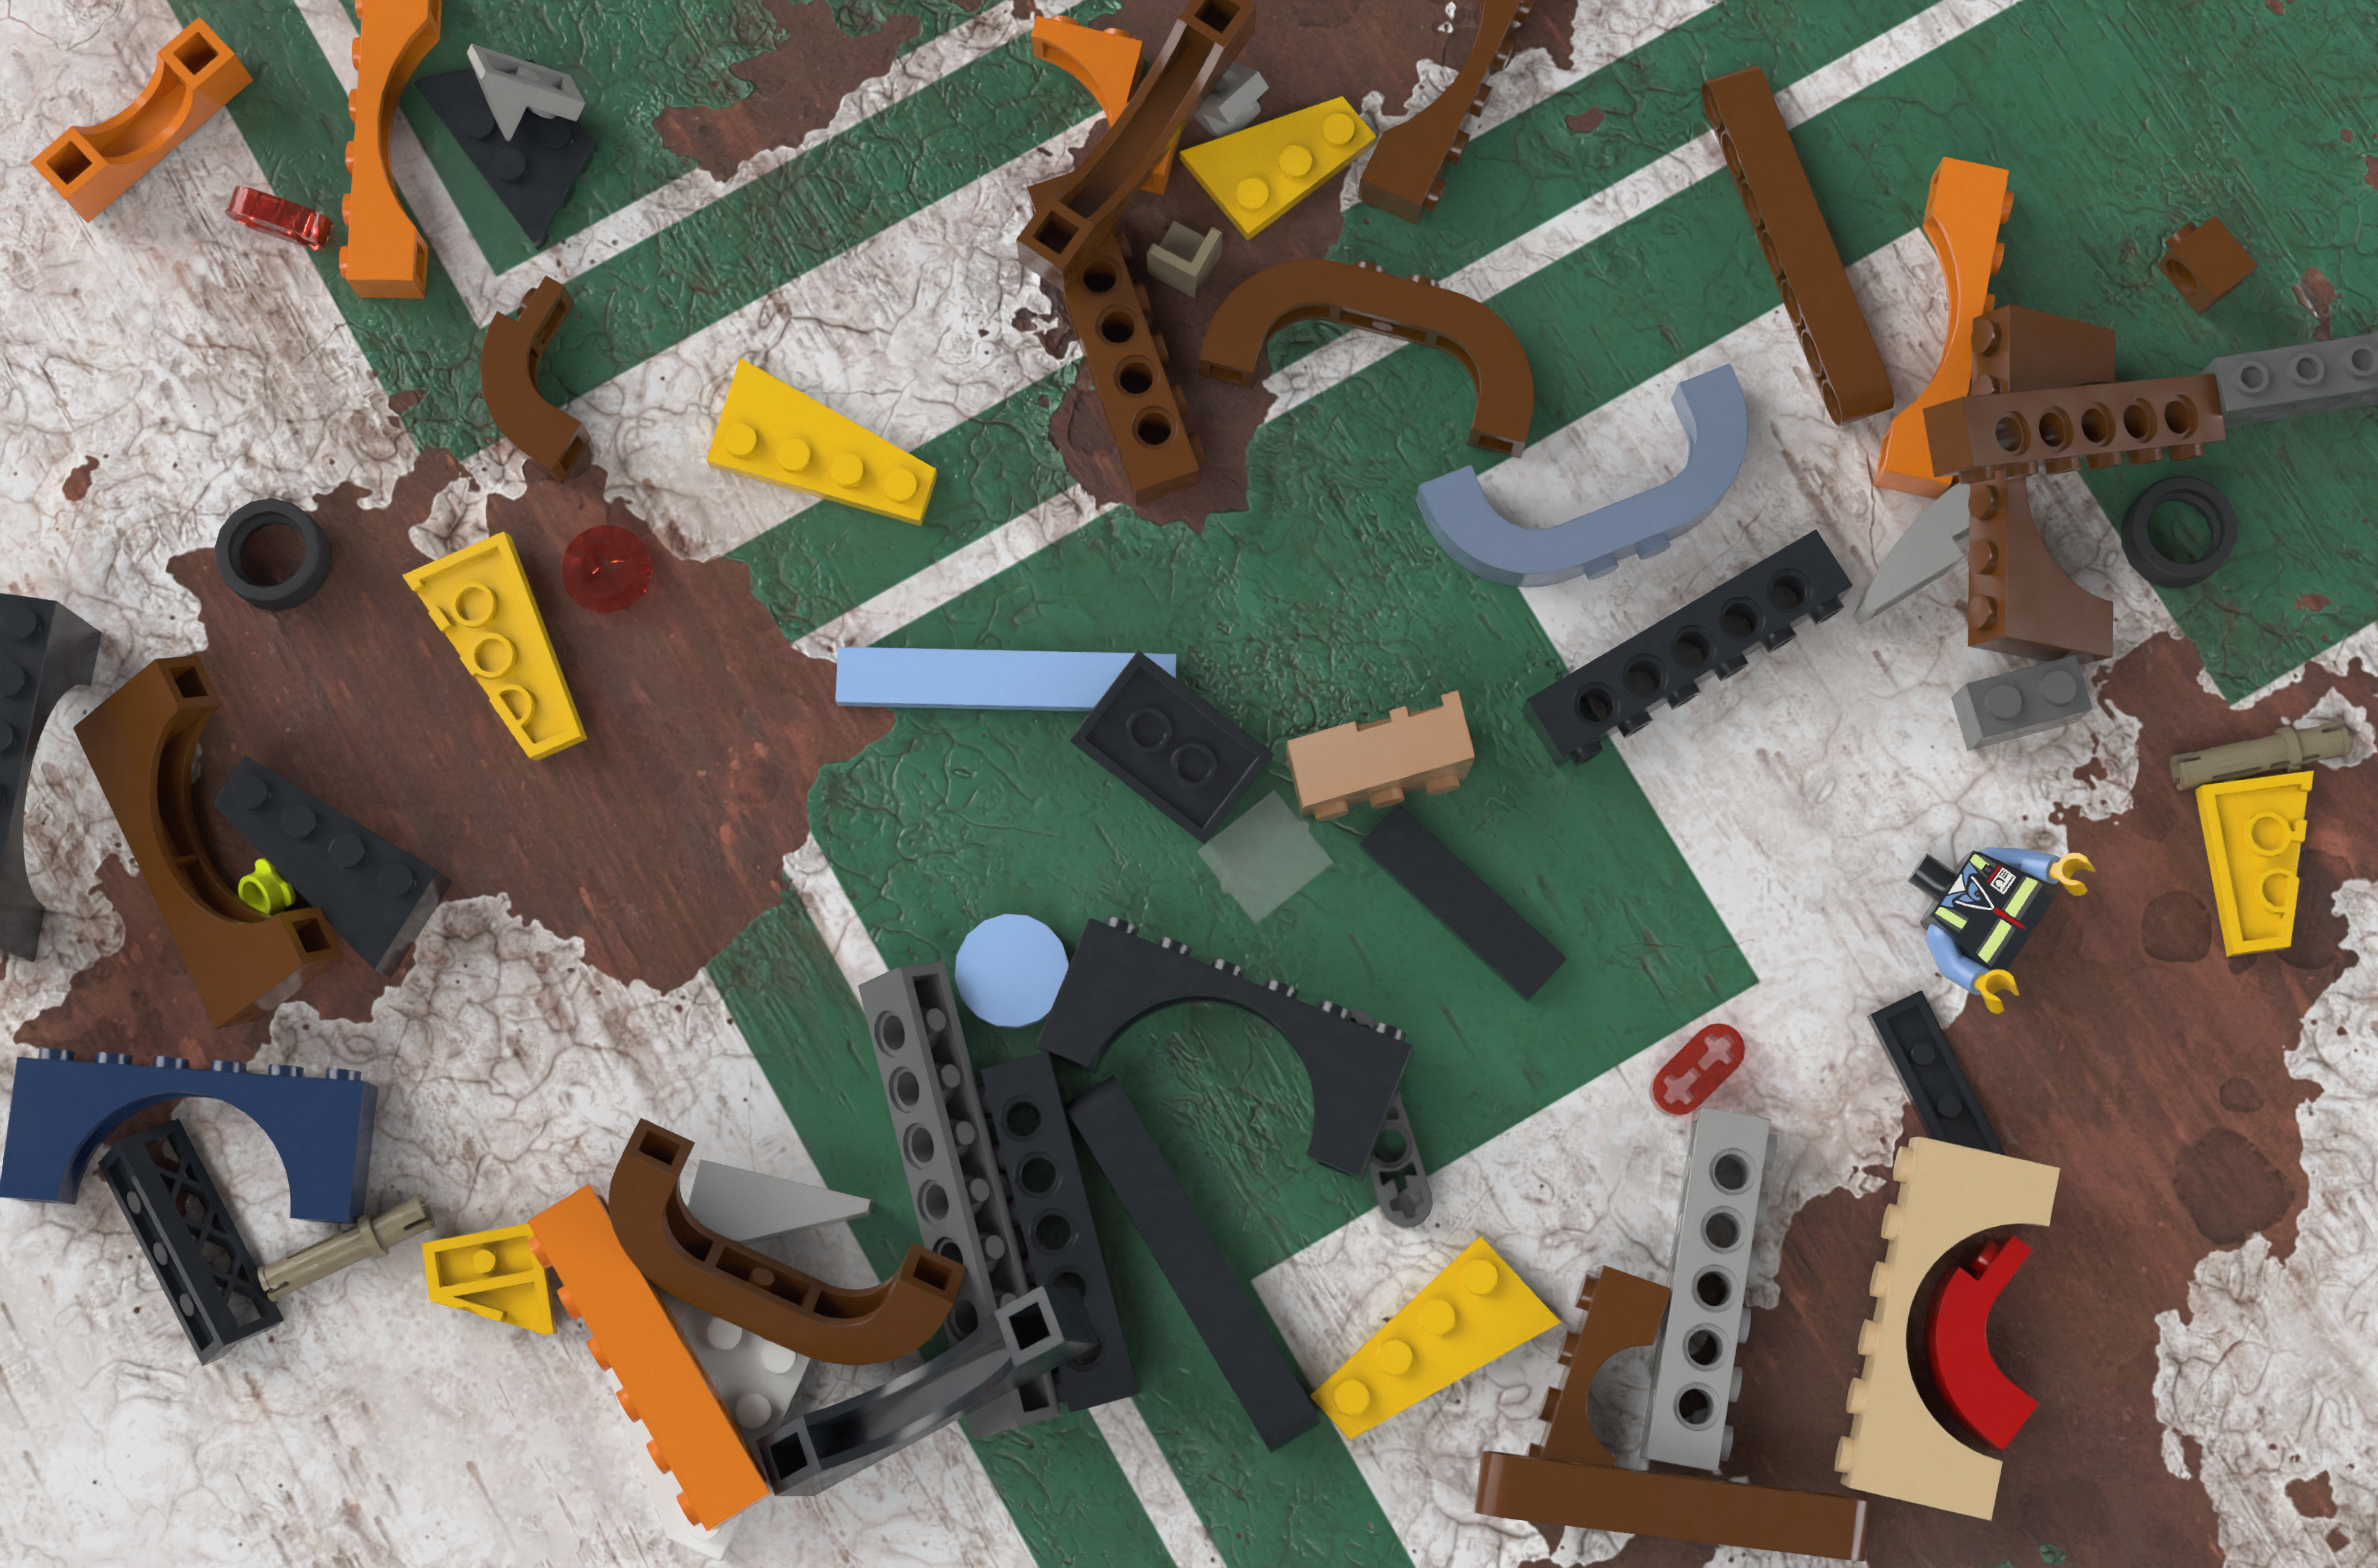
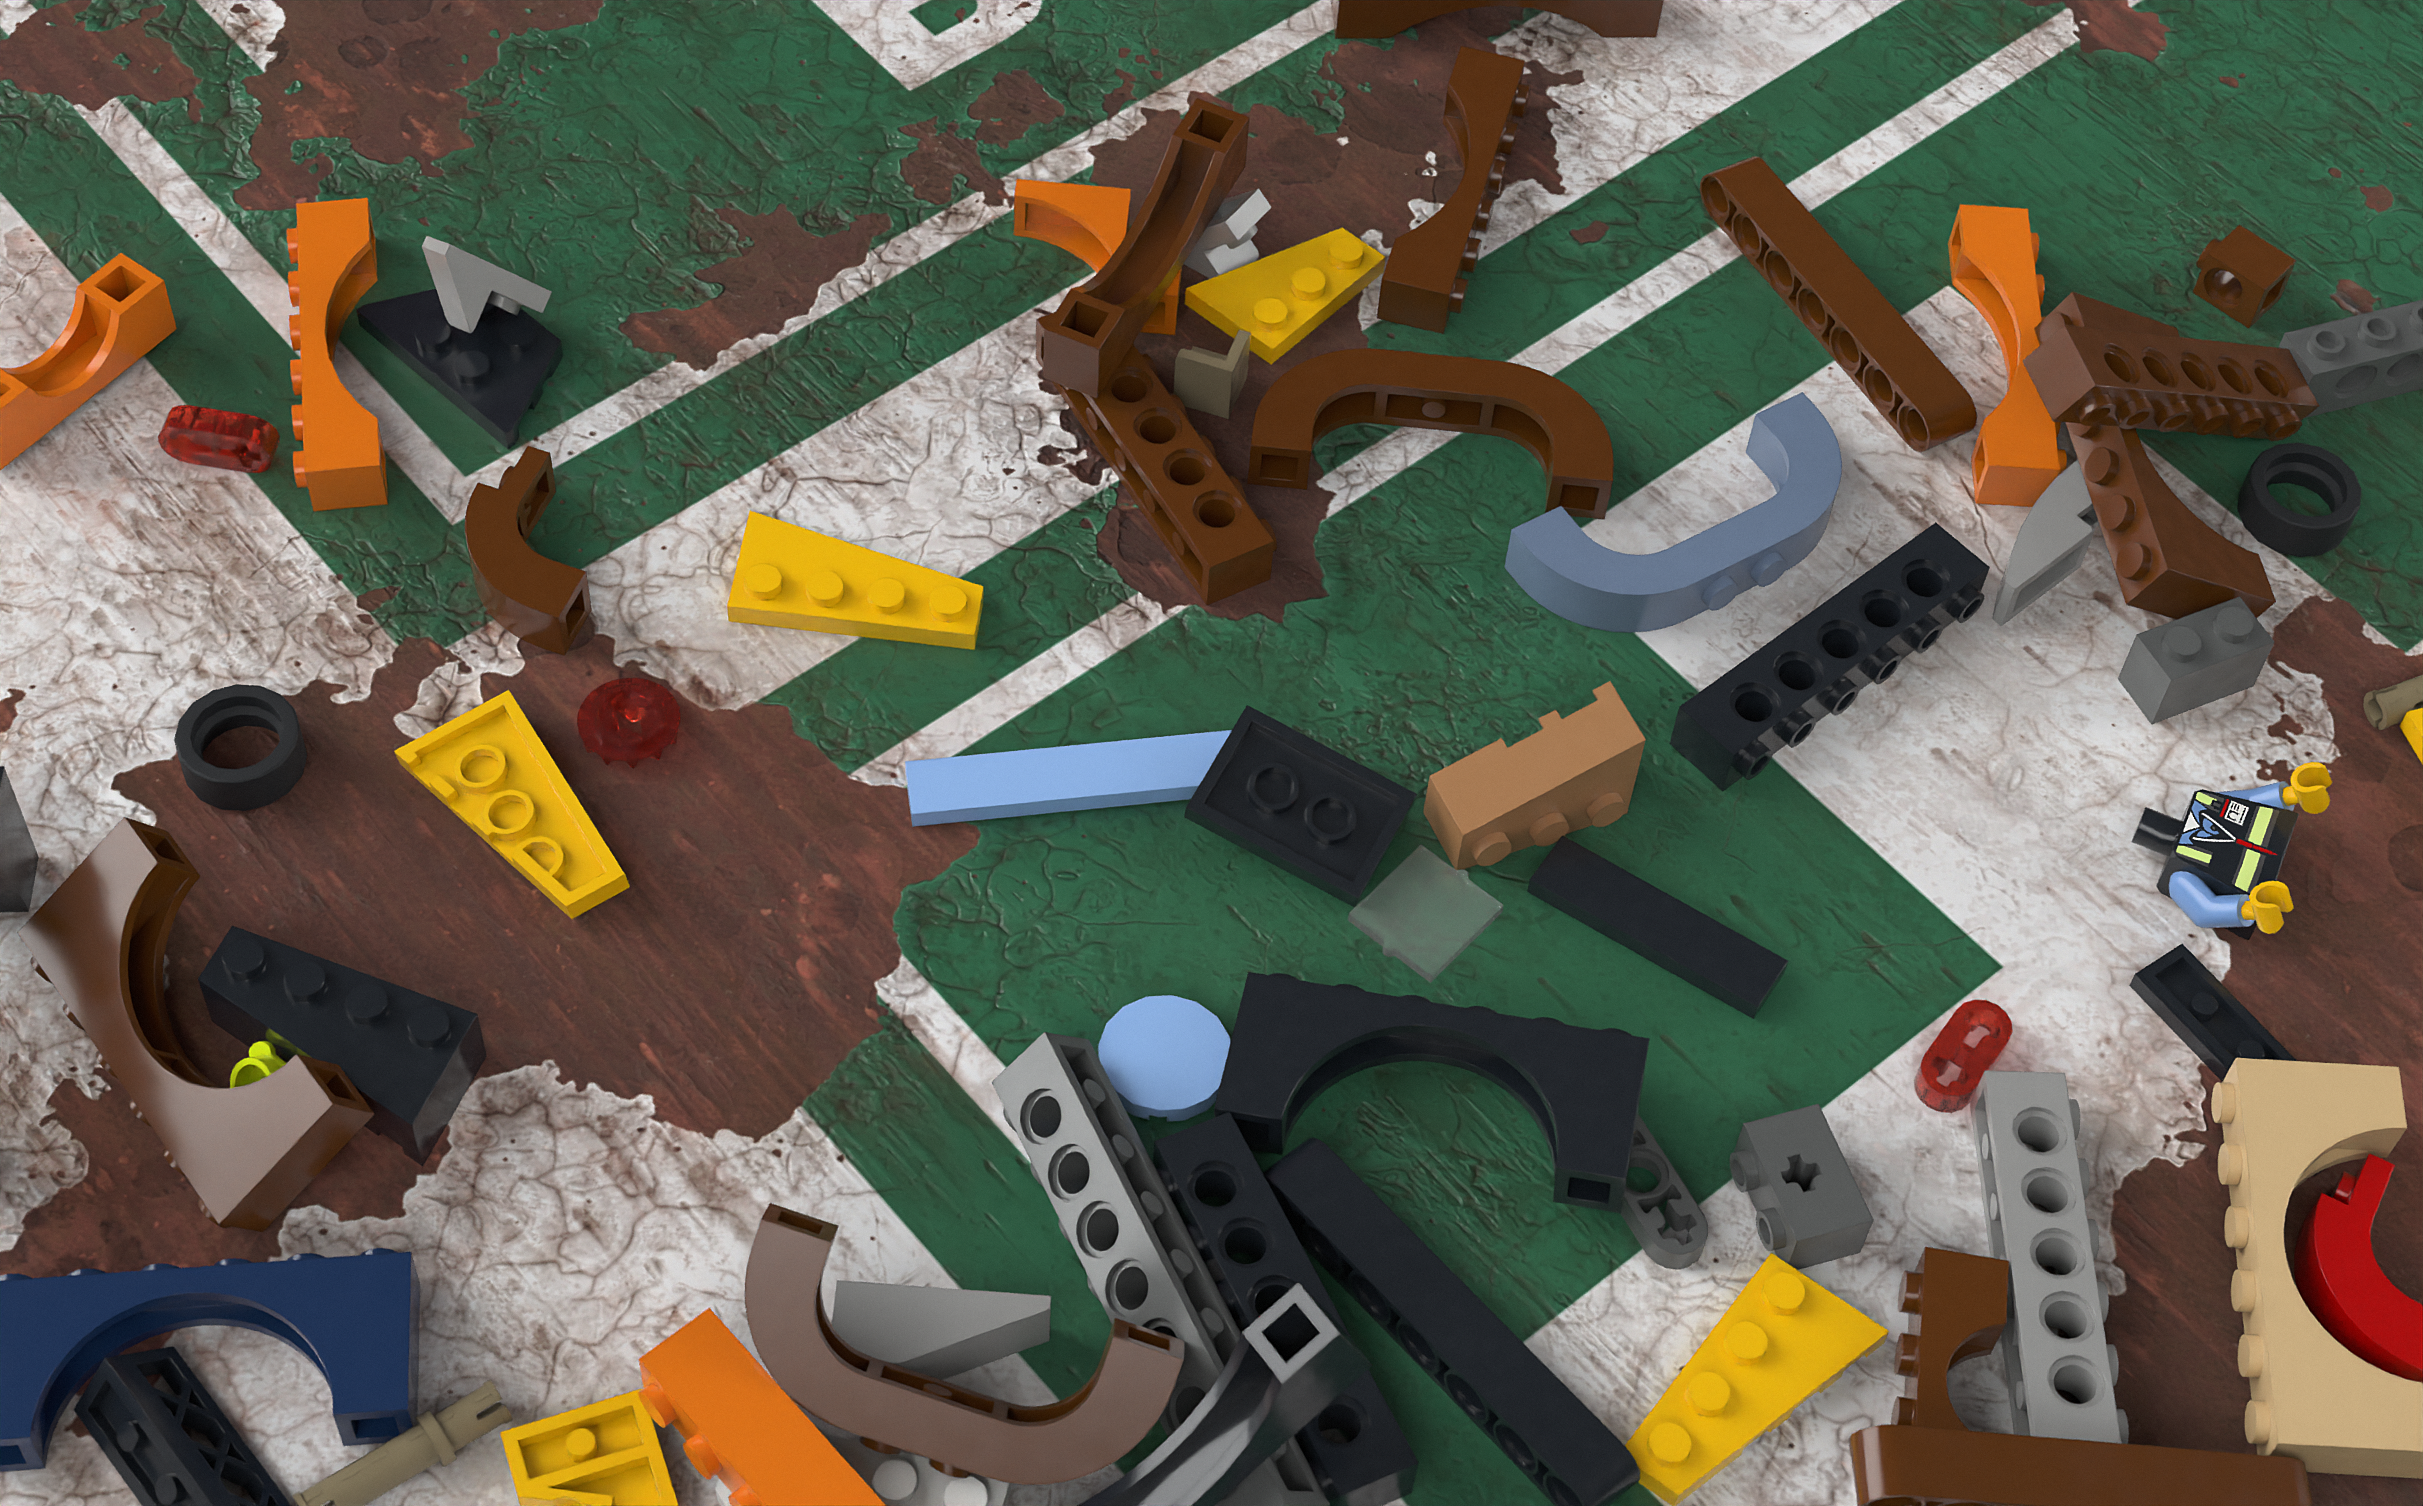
camera: 15 degrees left, 25 degrees down
(1531, 1151) = (1800, 1188): none -> dark grey brick

